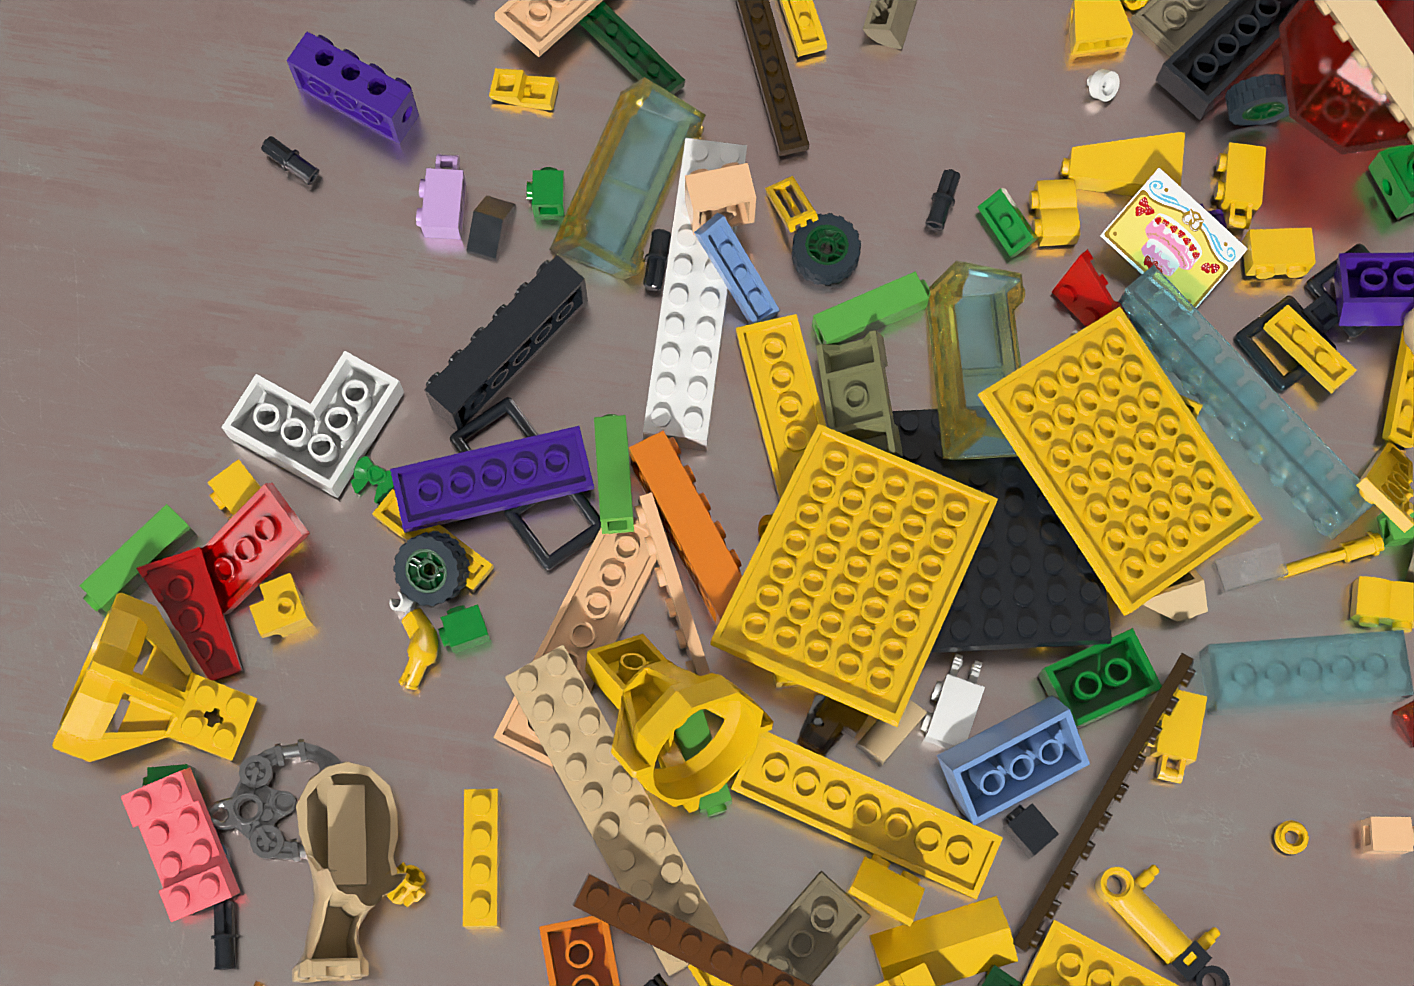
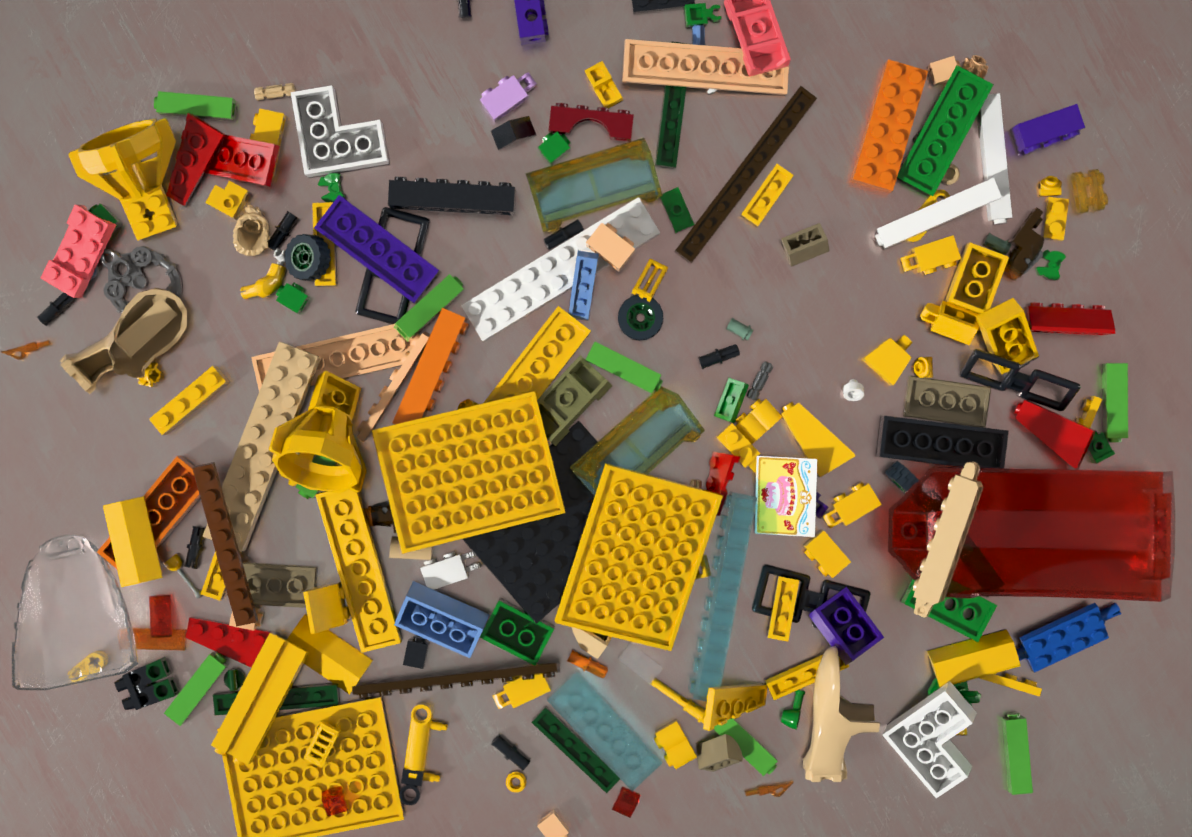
camera: 50 degrees right, 15 degrees up
(203, 455) = (274, 91): none -> tan axle
(344, 612) = (251, 232): none -> tan hair
(373, 577) = (282, 230): none -> black axle
(581, 106) = (564, 119): none -> dark red arch
(734, 119) = (676, 210): none -> green plate
(929, 153) = (740, 329): none -> sand green pin
(1008, 176) = (760, 380): none -> dark grey axle
(1057, 252) = (738, 445): none -> yellow brick
(1203, 632) = (587, 664): none -> orange axle
(1248, 813) = (510, 752): none -> black pin
(1304, 729) = (575, 749): none -> dark green plate

